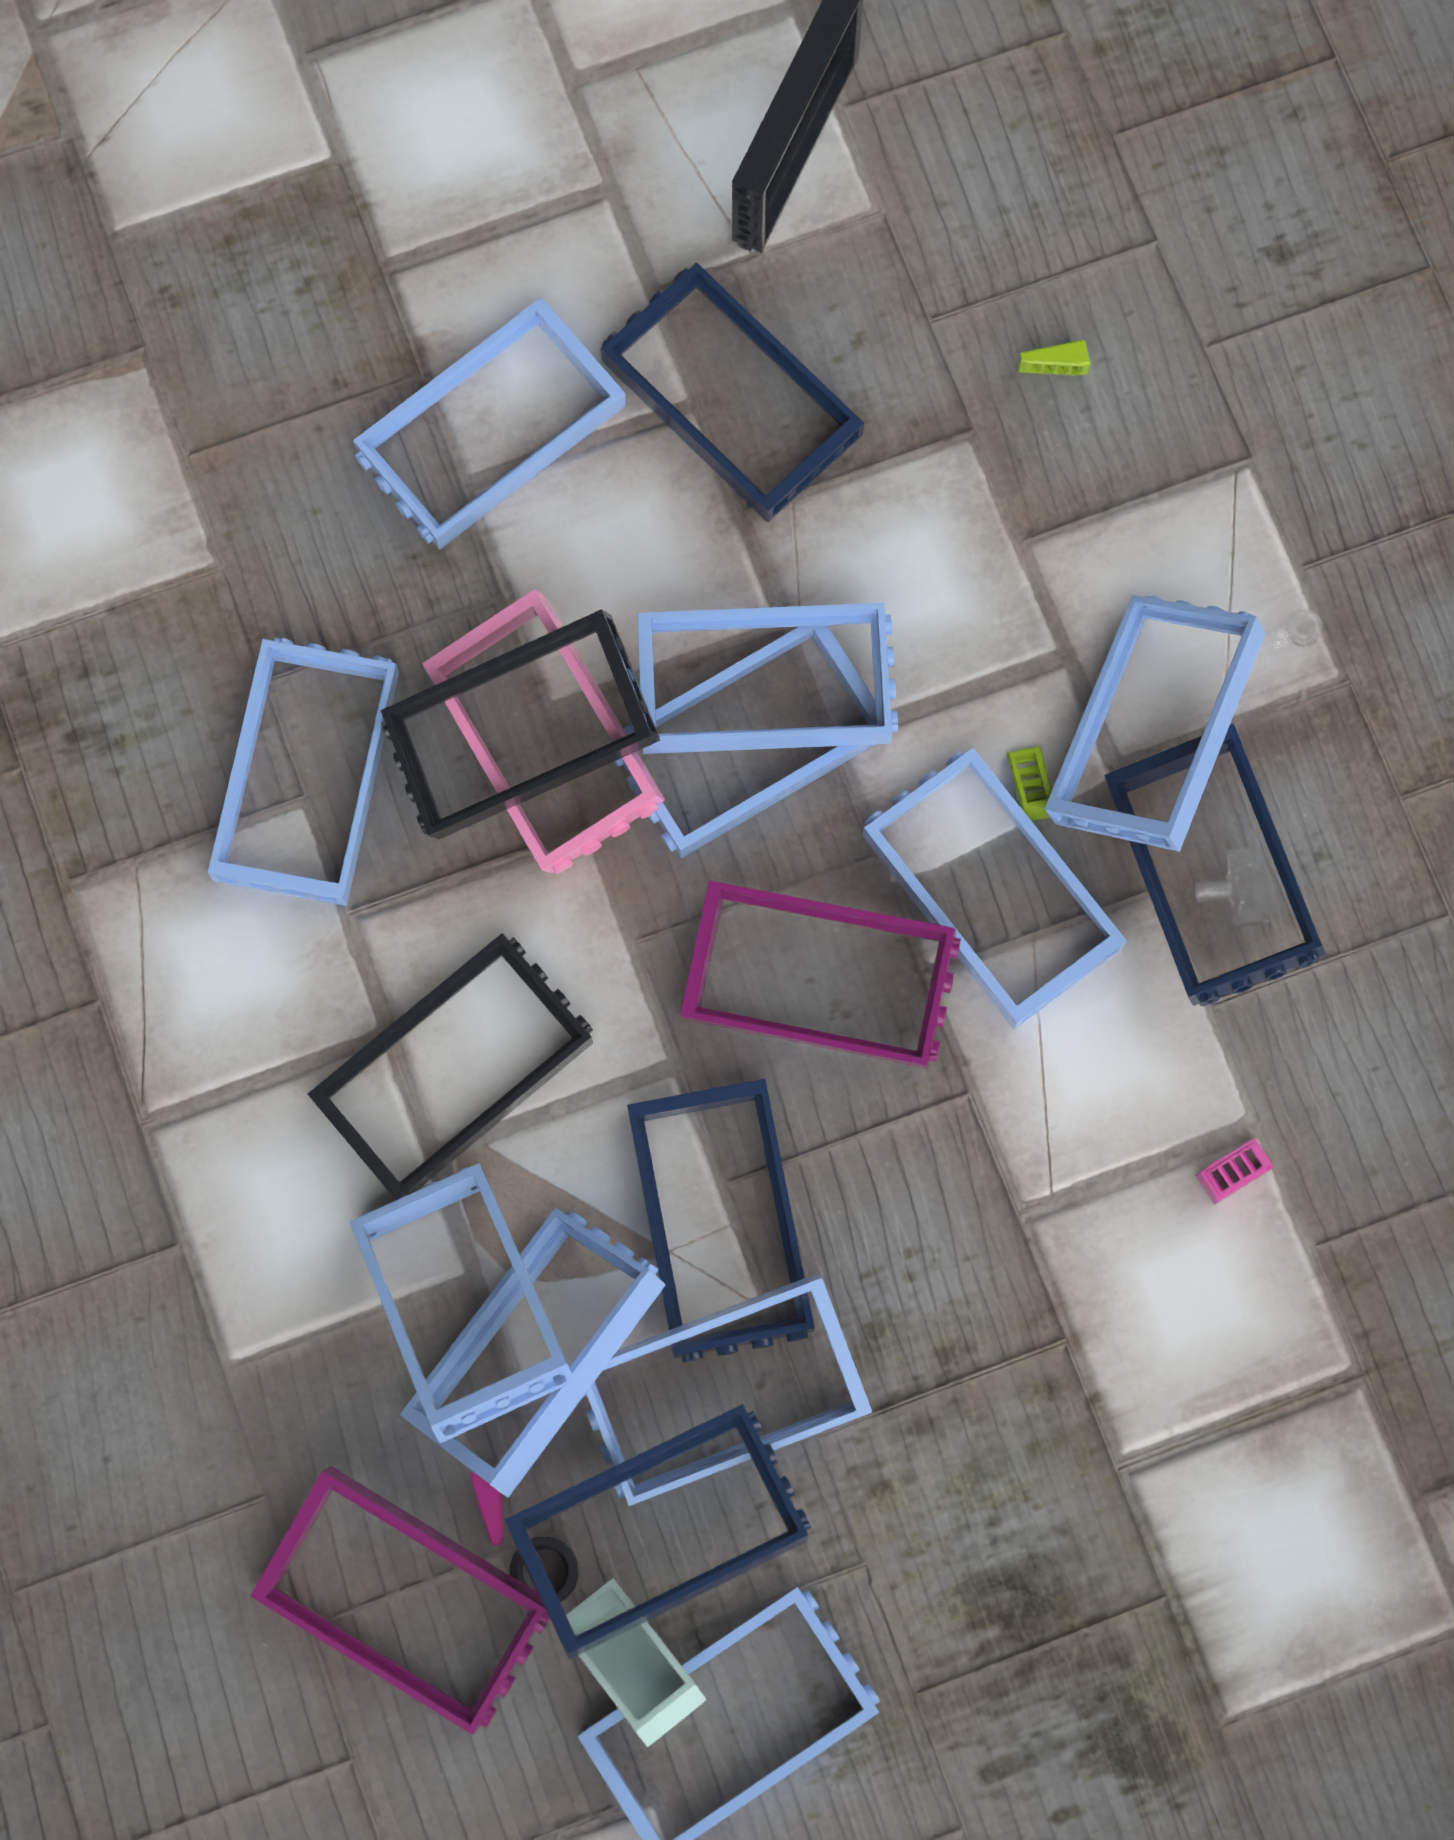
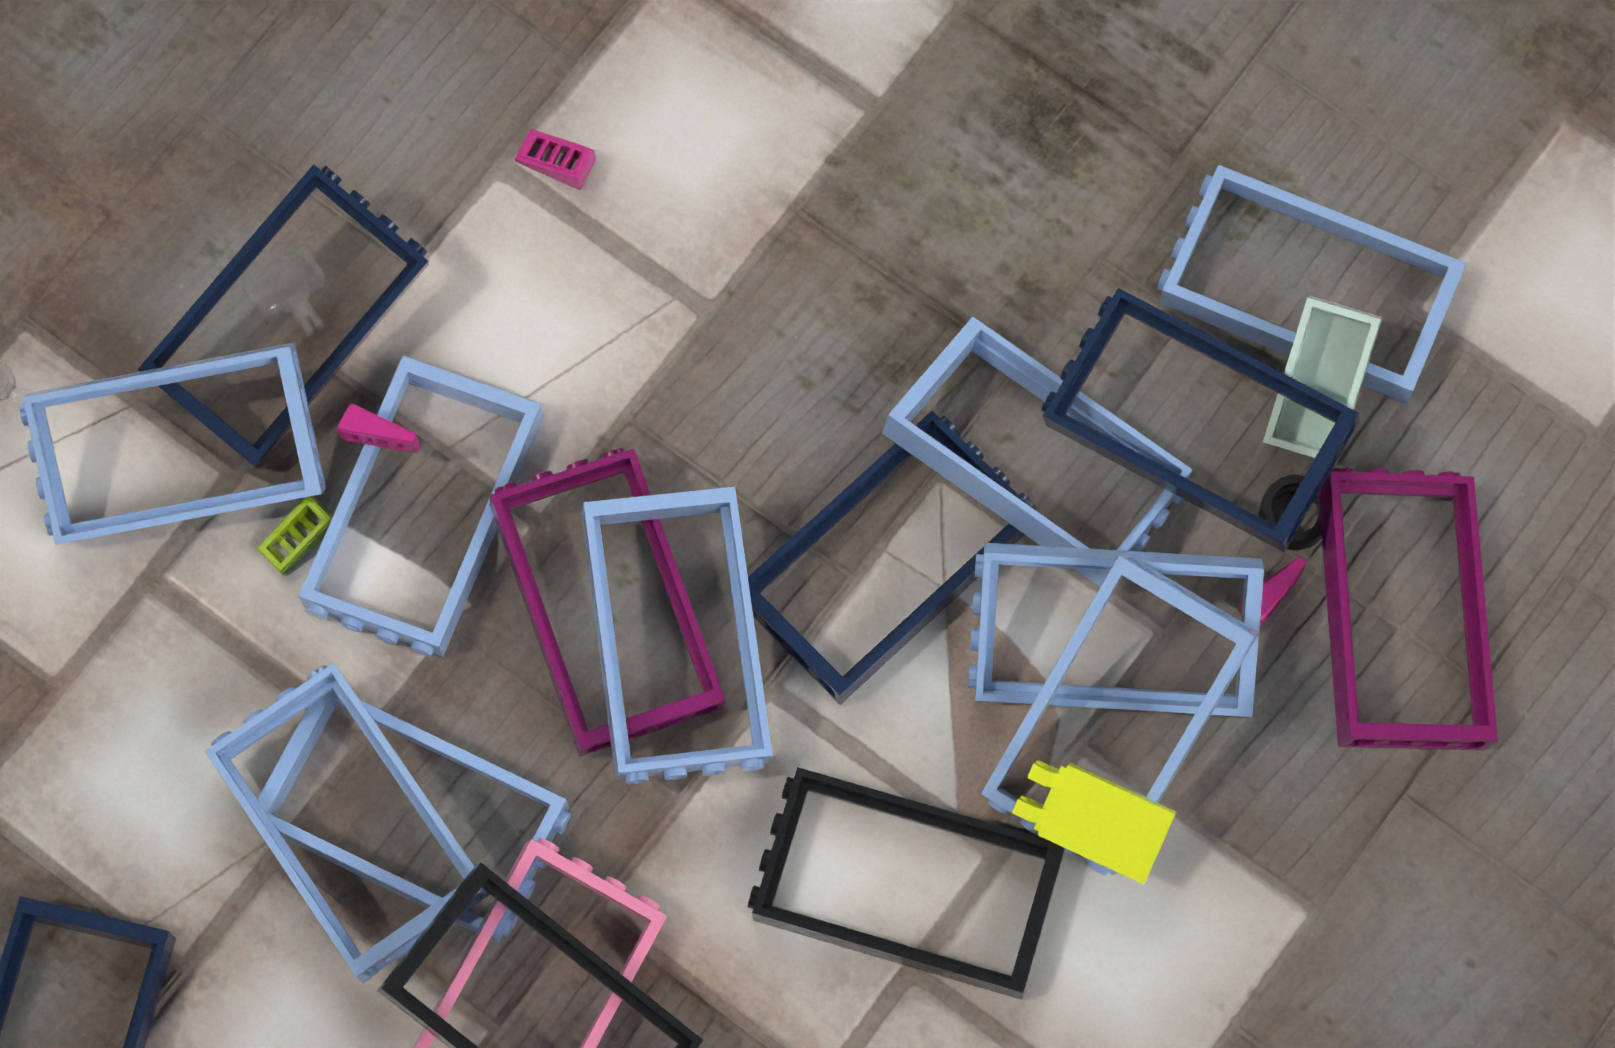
camera: 120 degrees left, 5 degrees down
(395, 1230) = (1097, 819): none -> neon yellow tile
(647, 942) = (659, 507): none -> light blue door
(1075, 873) = (370, 429): none -> dark pink slope

